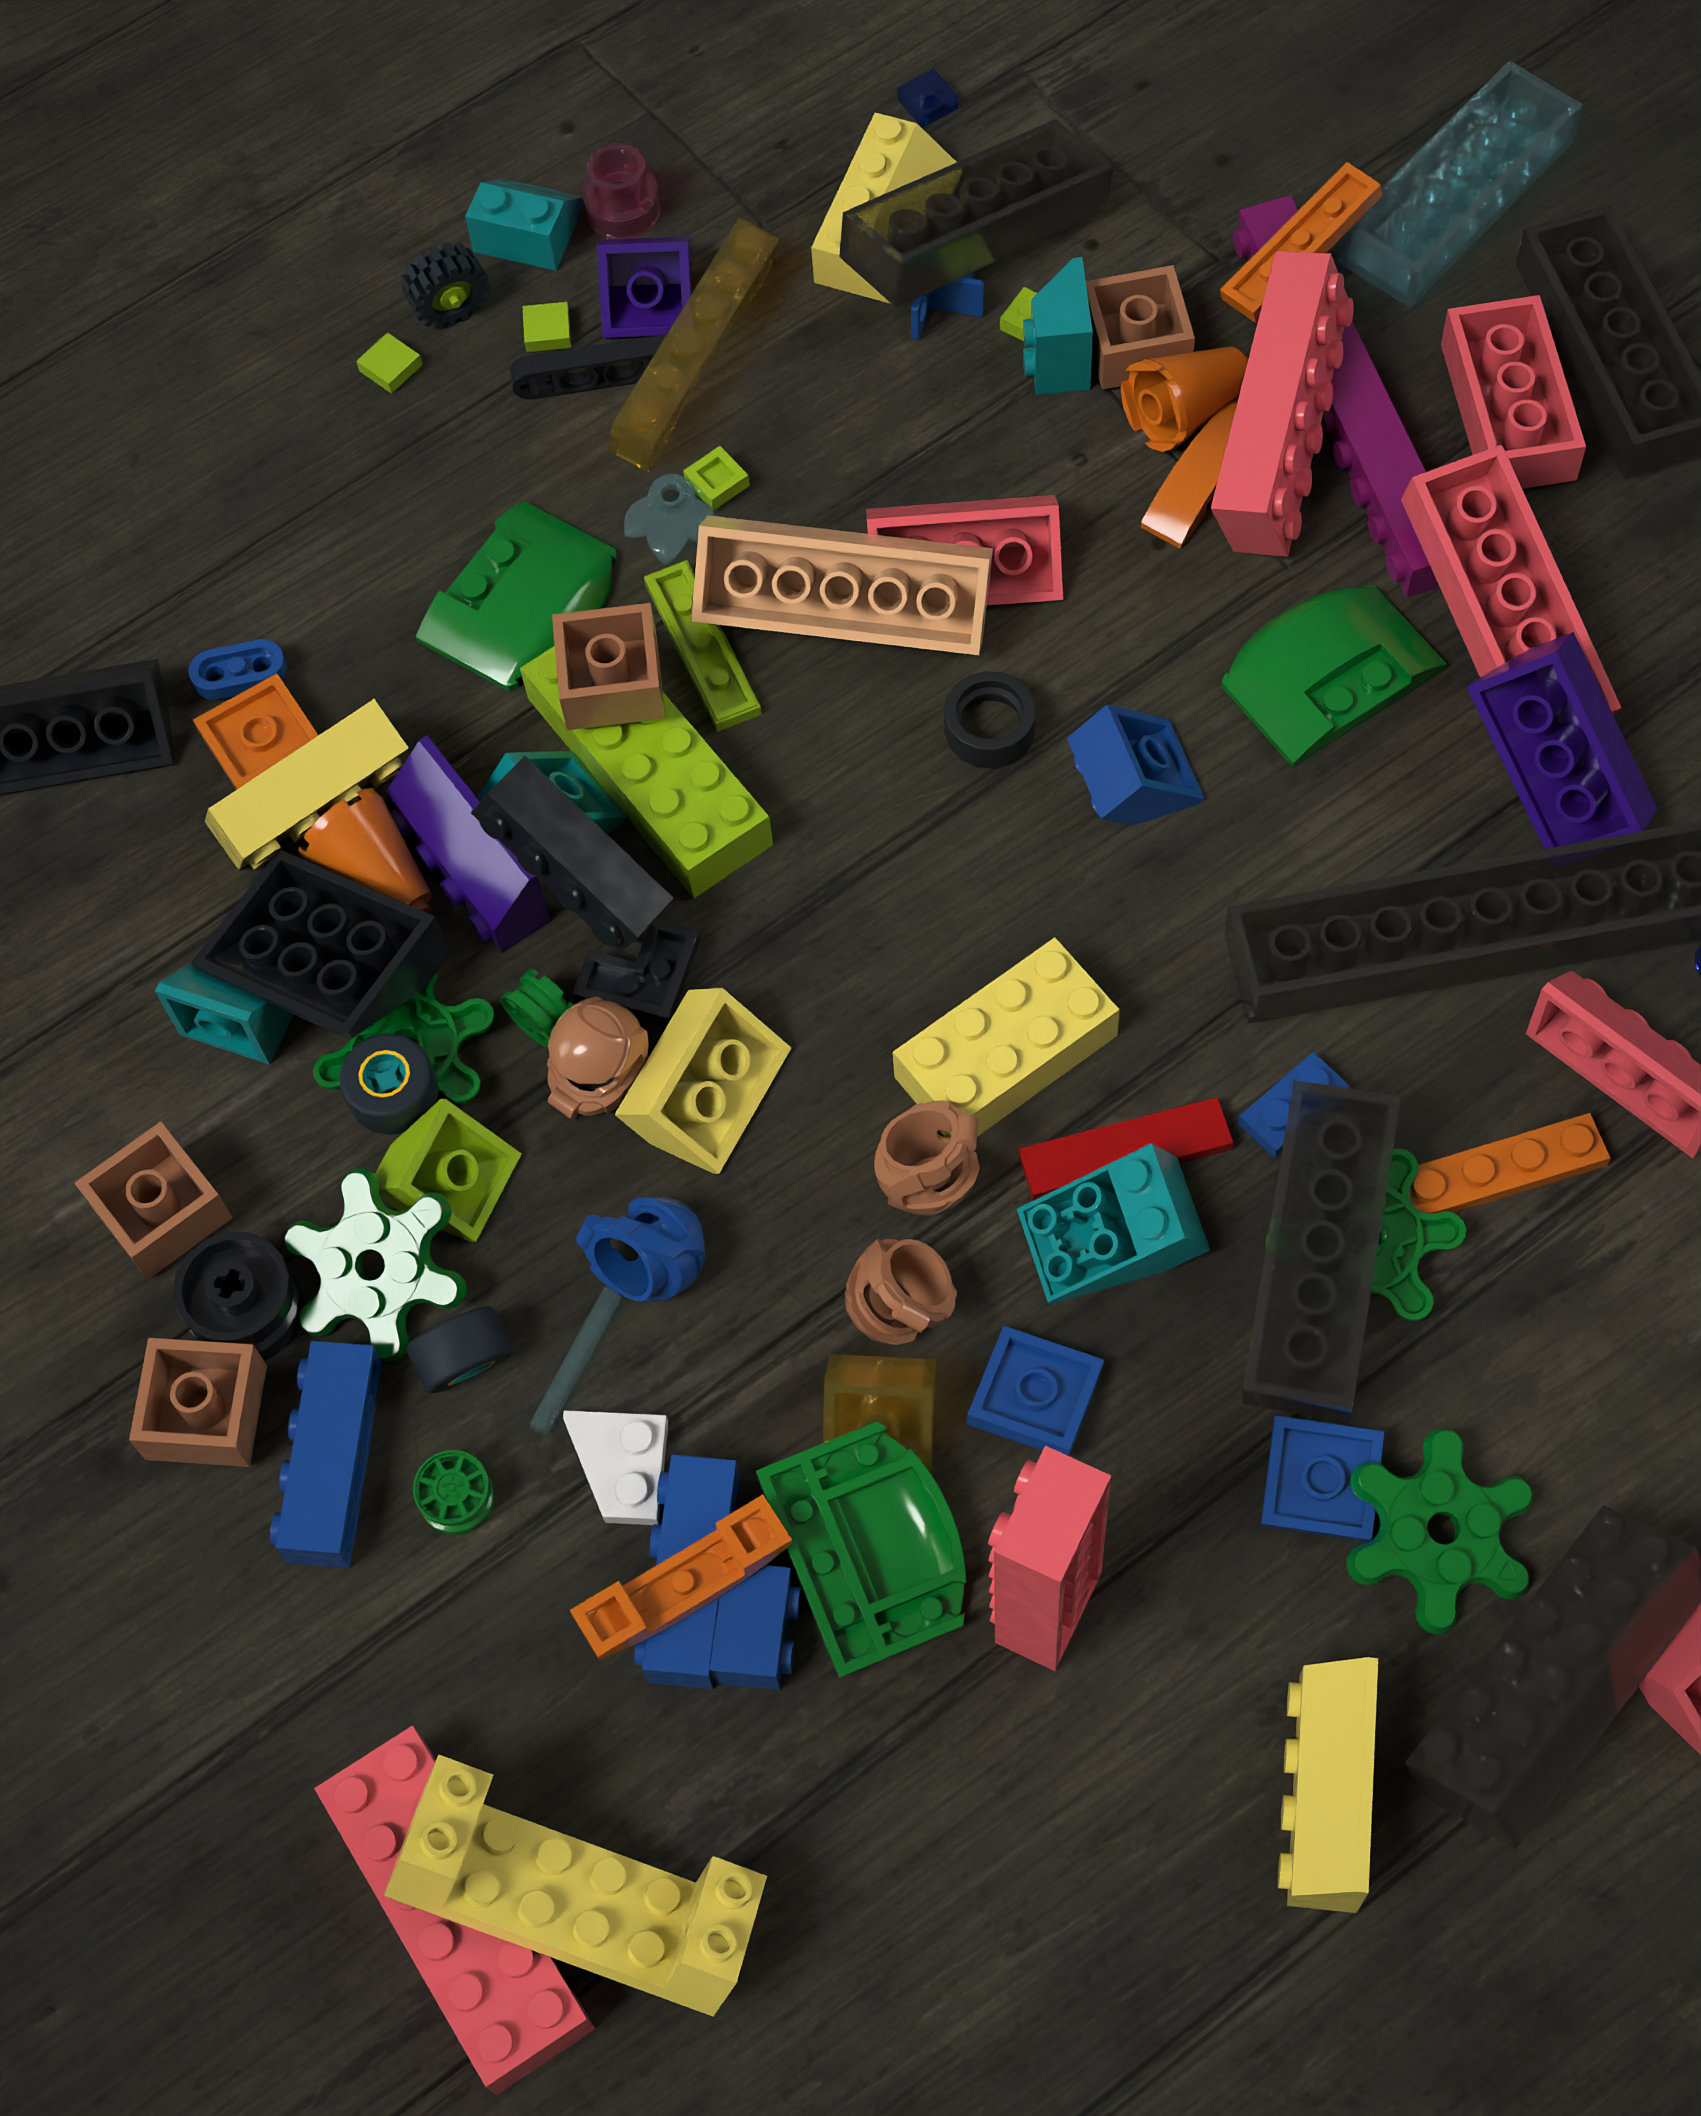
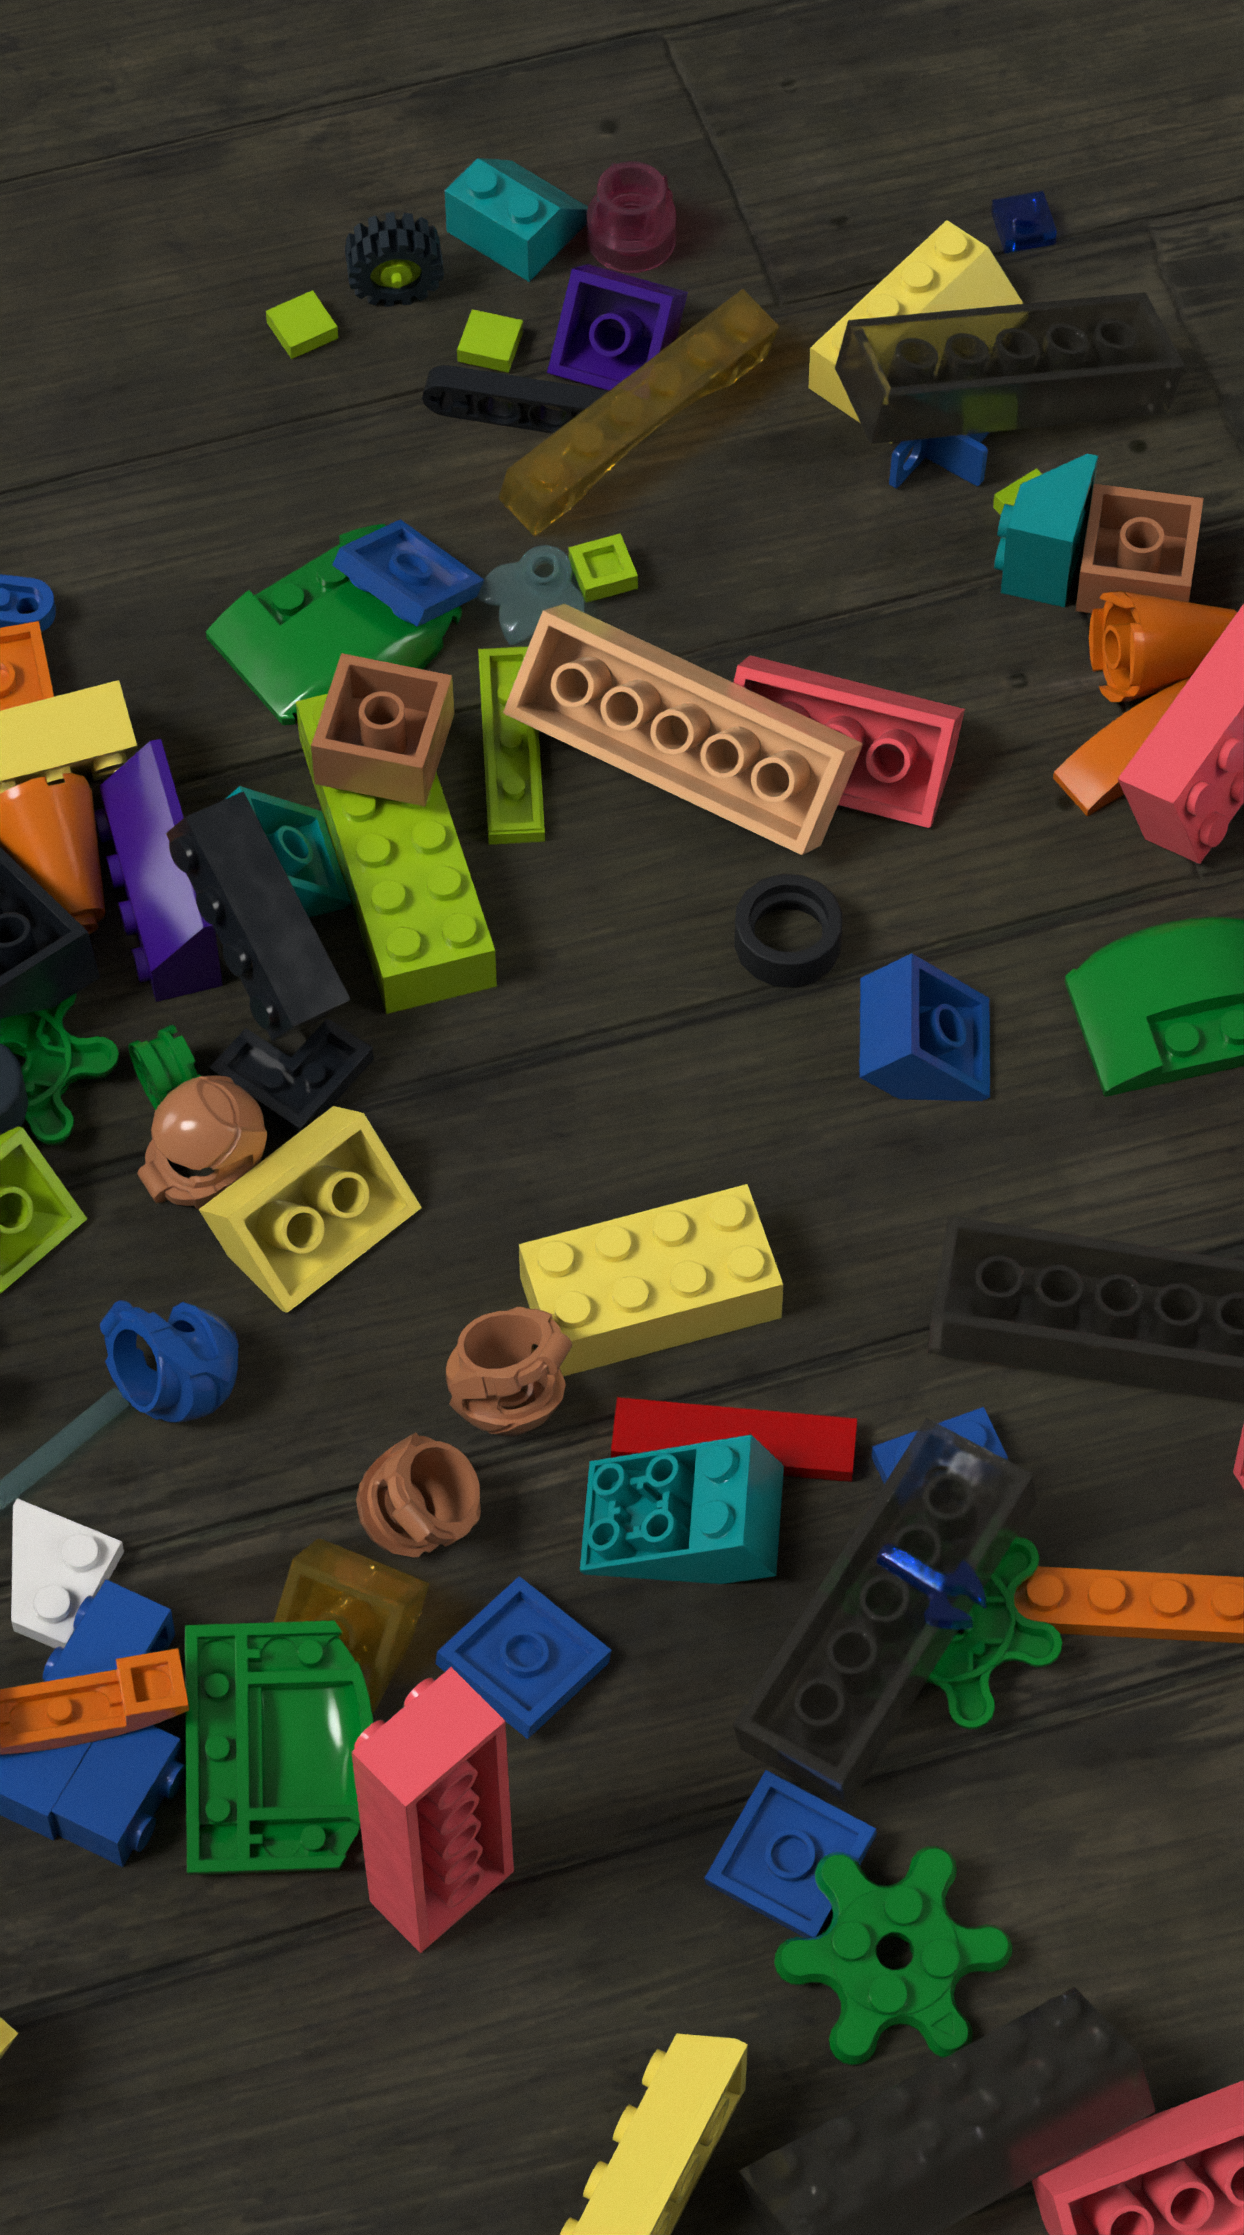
camera: 15 degrees right, 5 degrees down
(564, 533) = (407, 573): none -> blue plate
(1363, 1217) = (936, 1586): none -> clear blue bar

